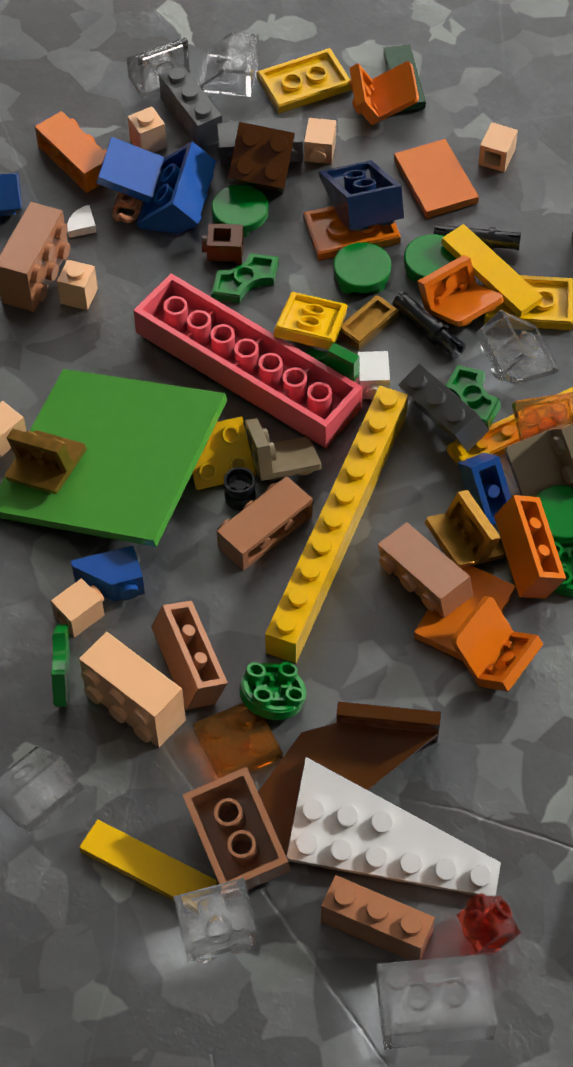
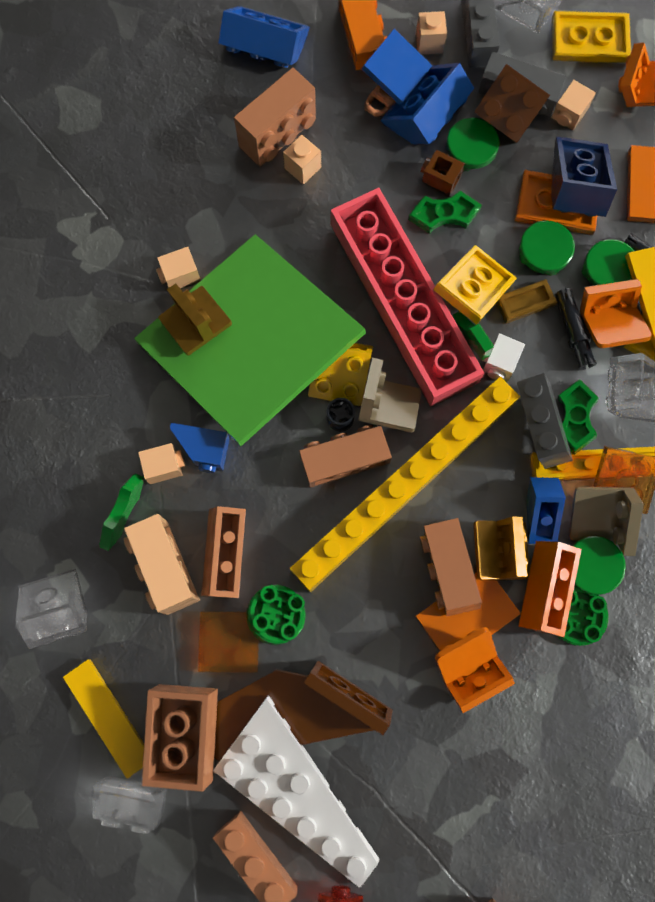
camera: 25 degrees right, 20 degrees up
(81, 222) = (336, 98): white tile -> none

